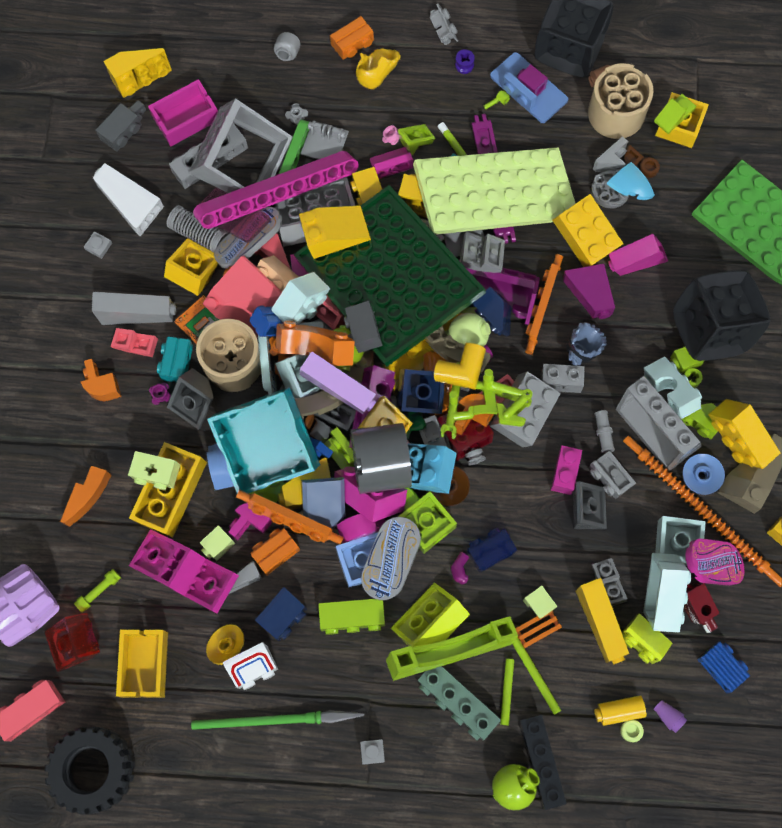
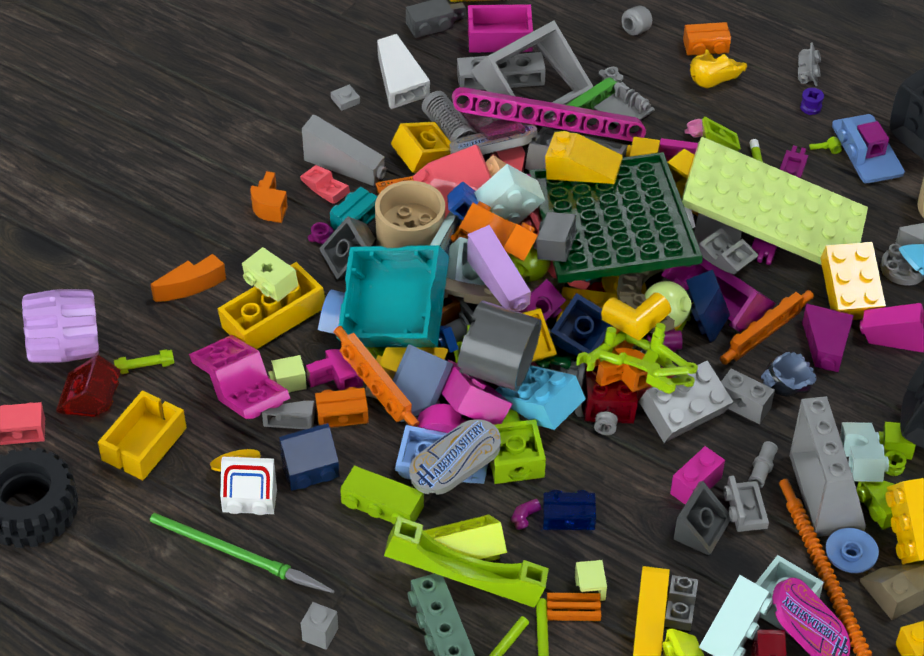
camera: 25 degrees right, 25 degrees down
(459, 492) = (572, 435): reddish brown dish -> none

